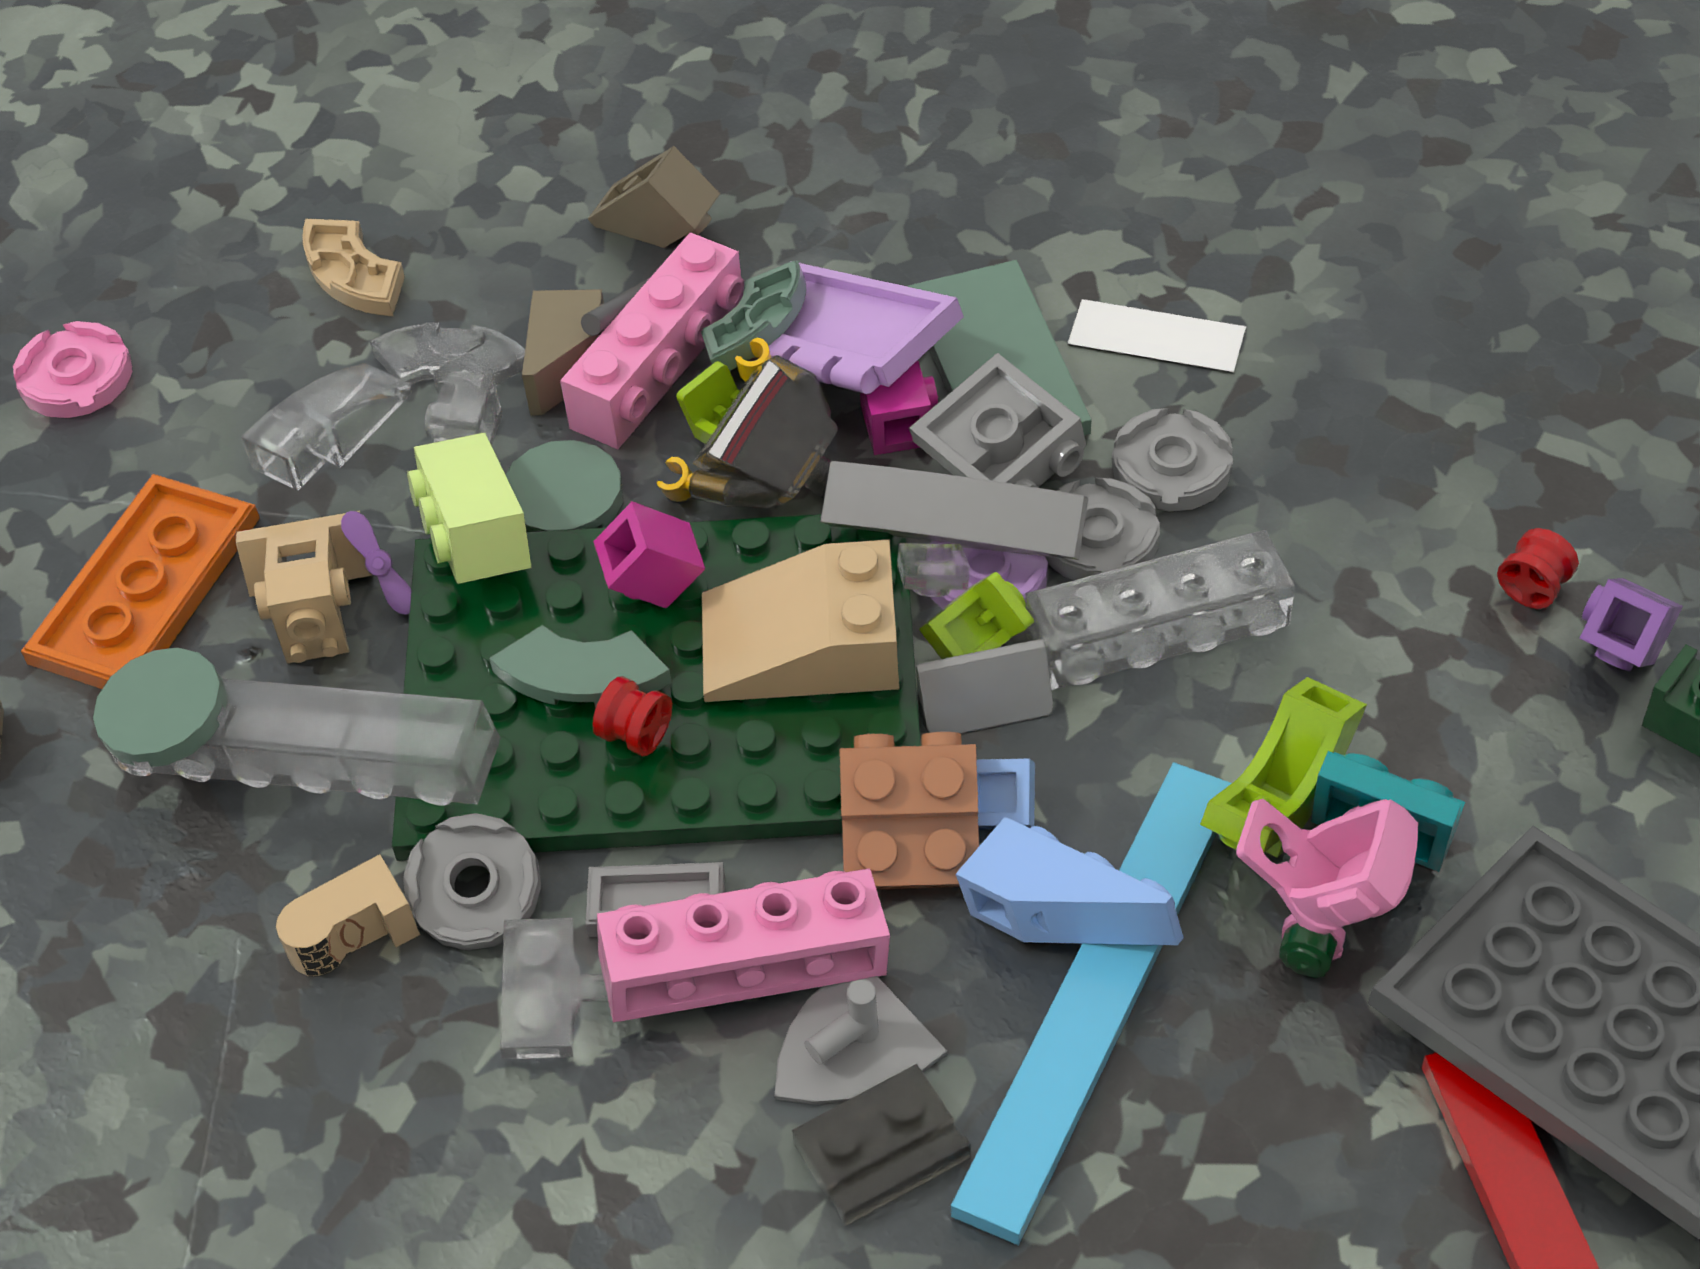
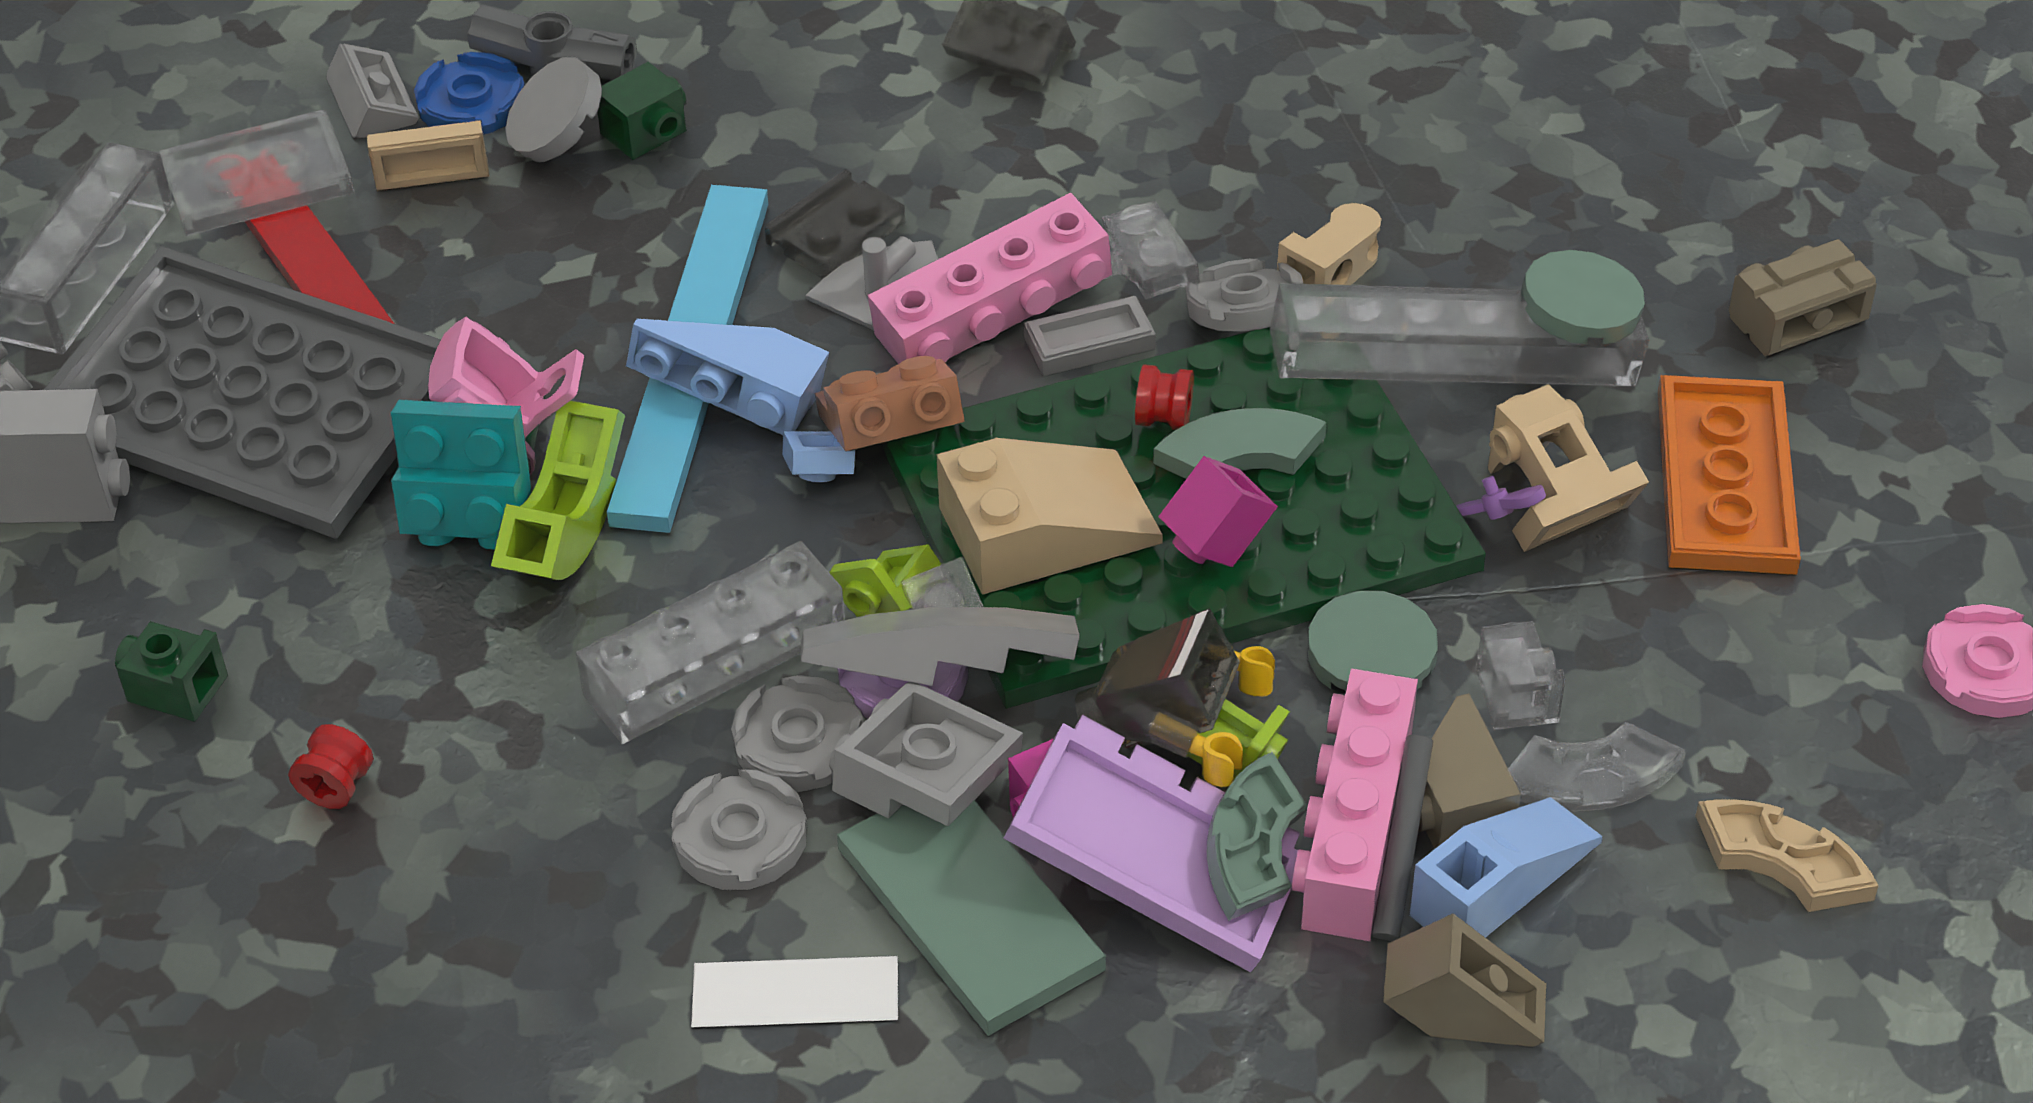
camera: 160 degrees right, 5 degrees down
(323, 423) = (1660, 638): clear slope -> none
(469, 508) = (1432, 545): yellowish green brick -> none
(595, 249) = (1499, 865): none -> light blue slope
(985, 688) = (867, 539): light grey slope -> none
(1628, 623) = (235, 711): medium lavender brick -> none

